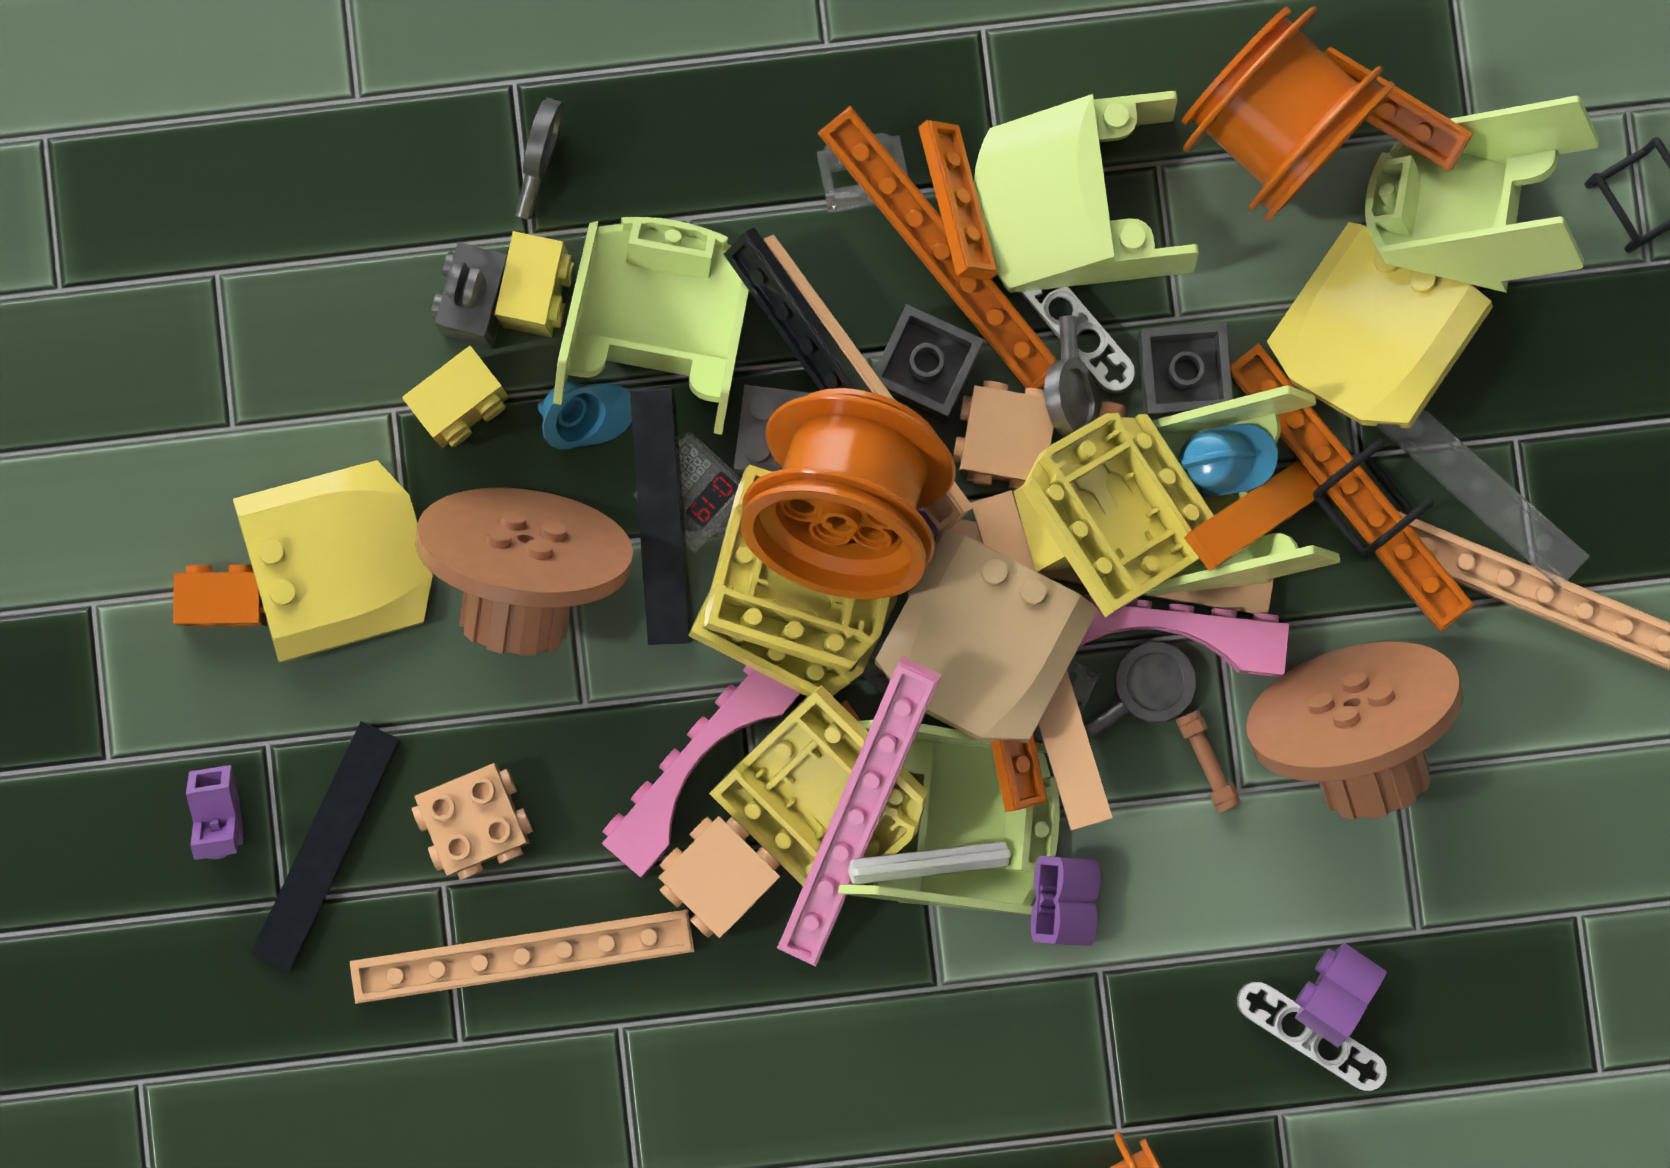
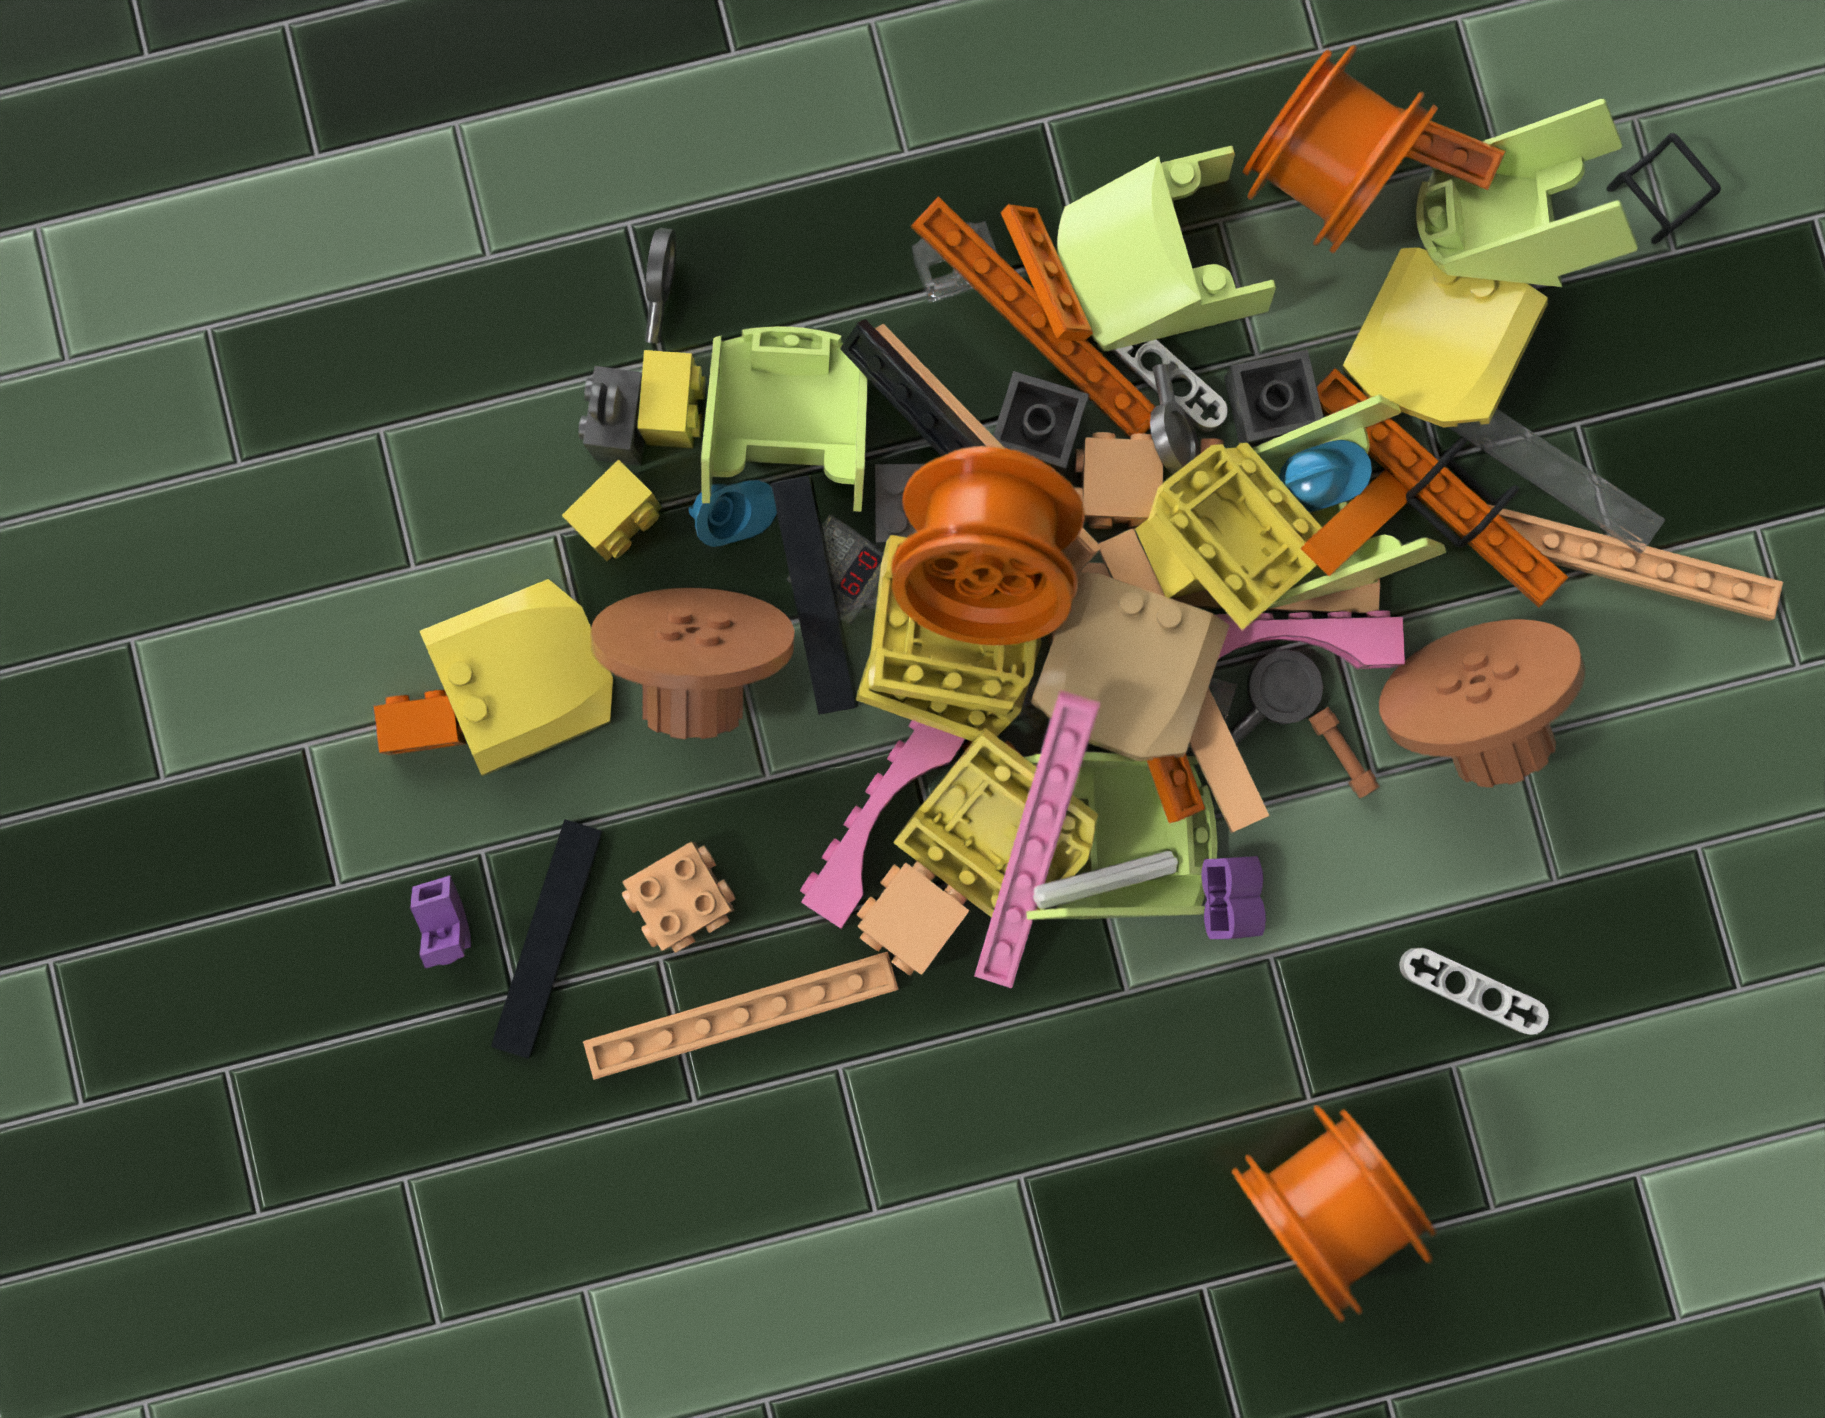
camera: 10 degrees left, 0 degrees up
(1339, 994) = (1496, 949): medium lavender brick -> none

